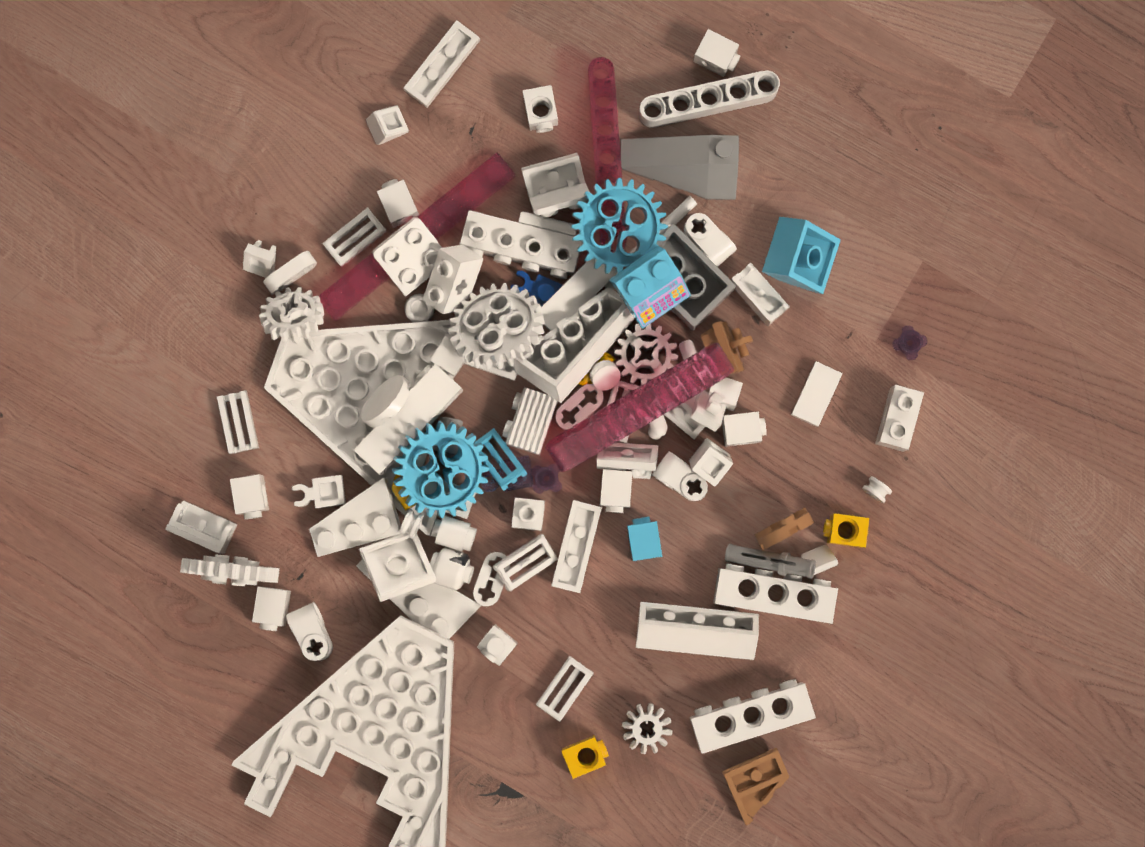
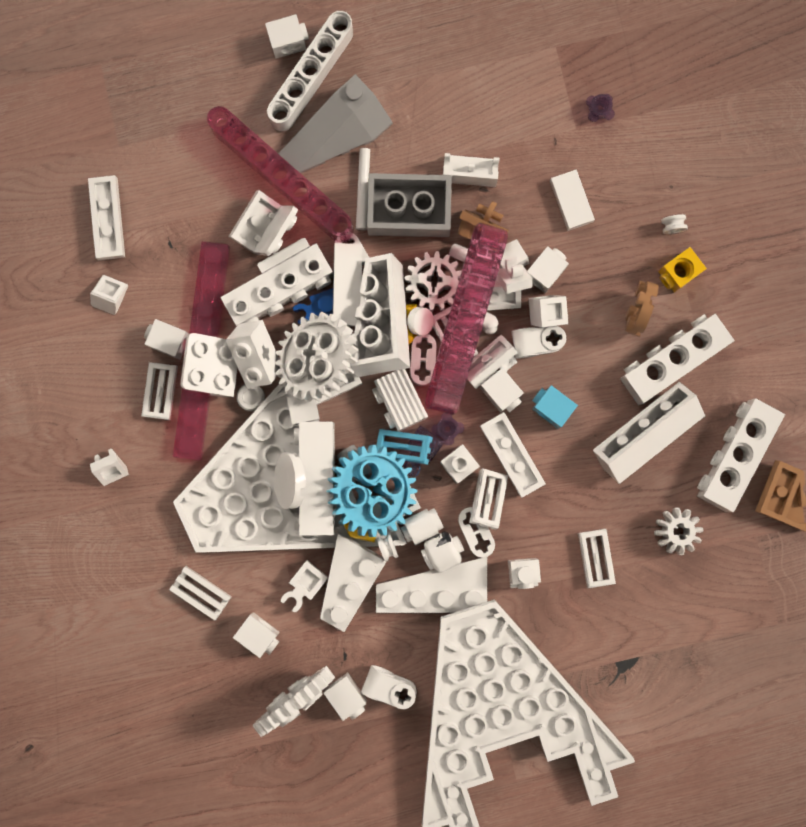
camera: 45 degrees left, 0 degrees up
(201, 527) = (244, 689): white hinge -> none
(290, 272) = (138, 456): white beam -> none
(291, 314) = (167, 484): white gear -> none
(397, 566) = (405, 585): white plate -> none
(540, 96) = (194, 176): white brick -> none
(578, 768) = (661, 601): yellow brick -> none
(592, 218) = (357, 198): medium azure gear -> none
(651, 286) = (395, 227): medium azure slope -> none
(712, 242) = (401, 161): white piece -> none
(783, 562) = (677, 321): light grey pin -> none
(801, 254) = (472, 116): medium azure slope -> none
(823, 556) = (682, 308): white slope -> none
(899, 418) = (643, 162): white brick -> none

